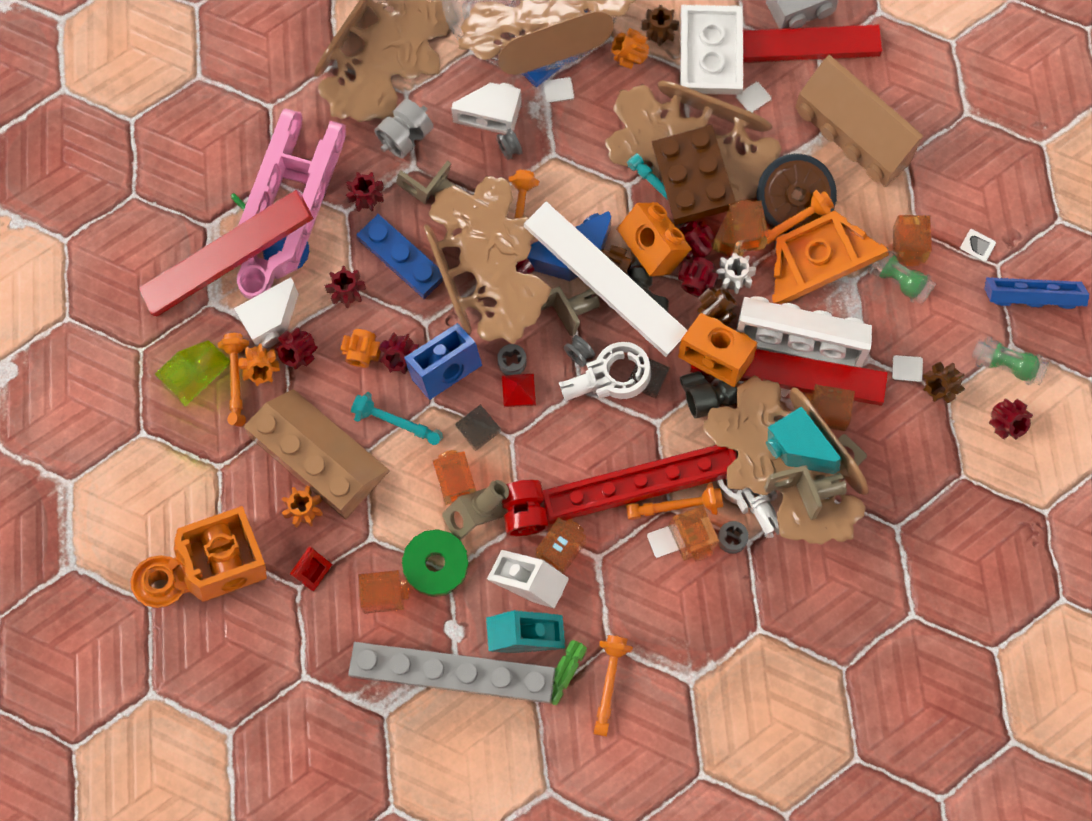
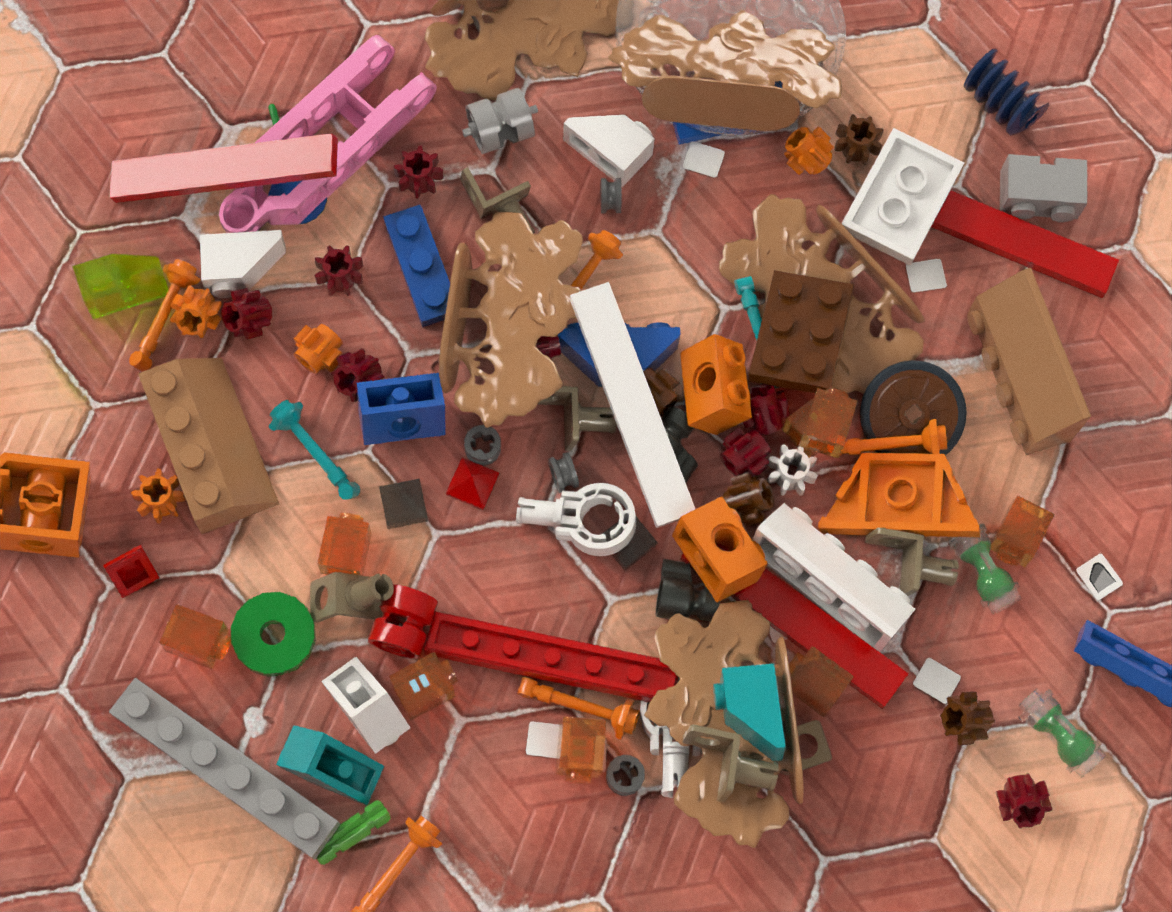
camera: 20 degrees right, 0 degrees up
(852, 296) = (914, 563): none -> dark tan bracket

